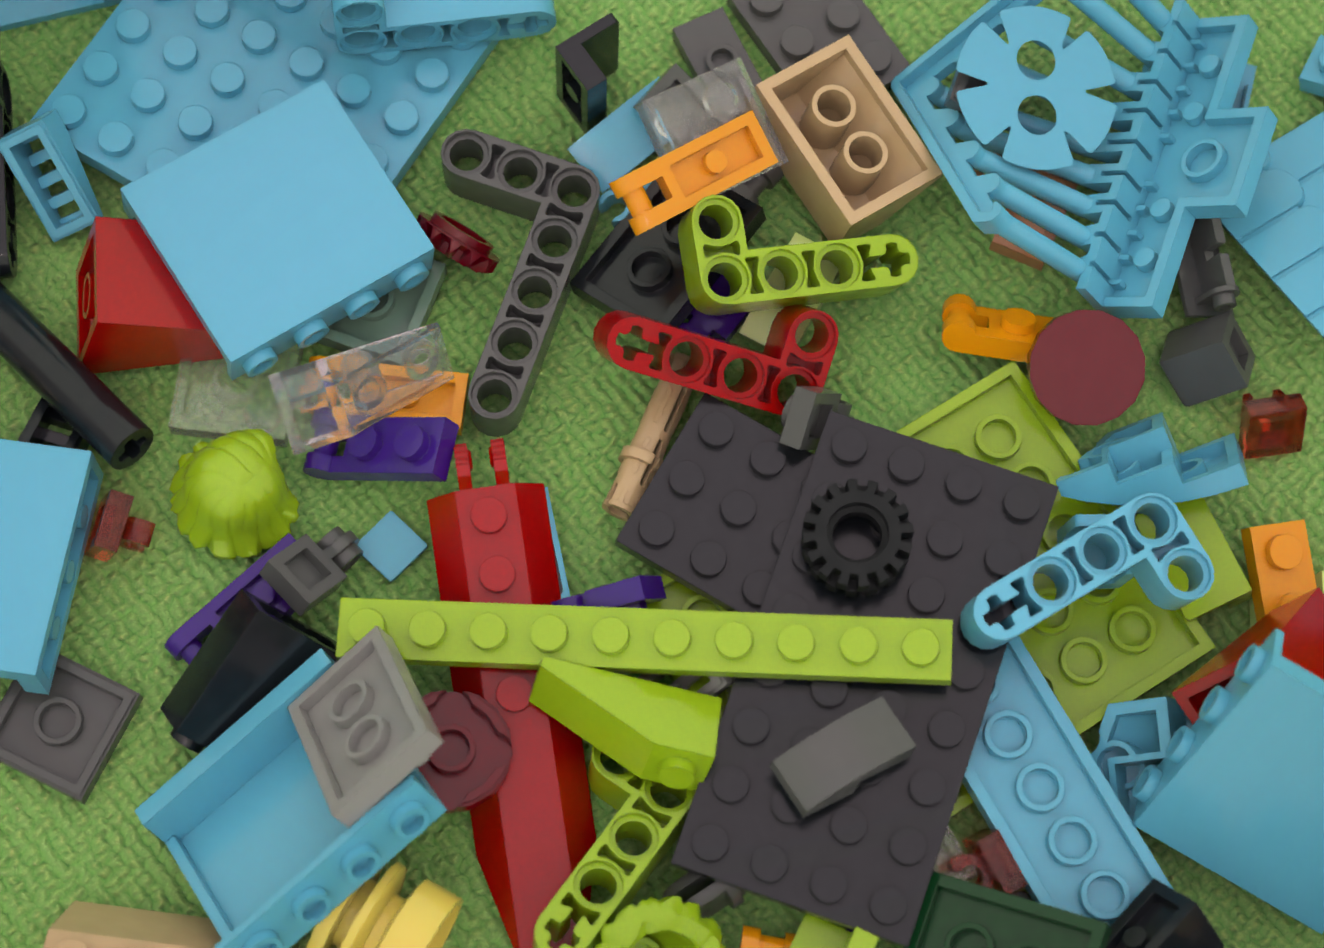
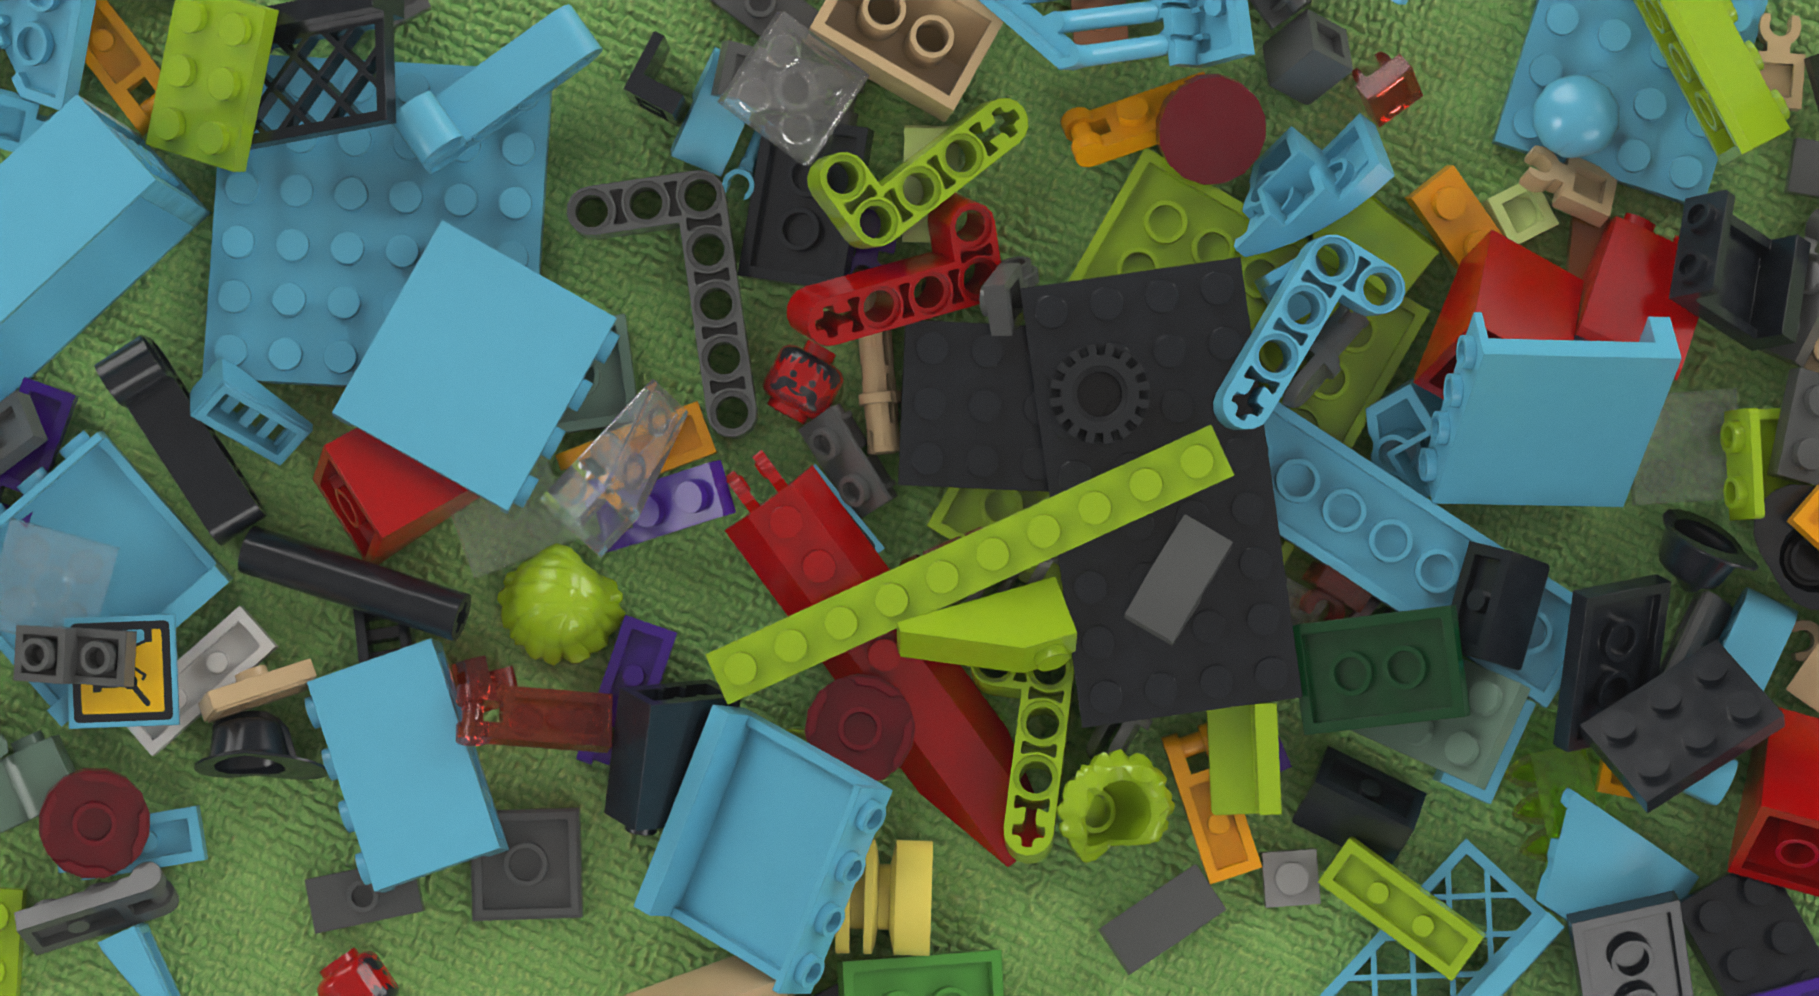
camera: 20 degrees left, 15 degrees up
(143, 574) = (535, 718): none -> clear red plate
(312, 571) = (663, 639): dark grey plate -> none
(364, 726) = (790, 758): light grey plate -> none
(391, 546) = (711, 577): medium azure piece -> none
(459, 242) = (625, 291): dark red gear -> none
(577, 409) = (802, 381): none -> red head
(577, 488) = (838, 449): none -> dark grey hinge
(627, 593) = (929, 532): dark purple plate -> none
(696, 171) = (801, 139): light orange plate -> none
(1085, 627) = (1323, 356): none -> dark grey arm

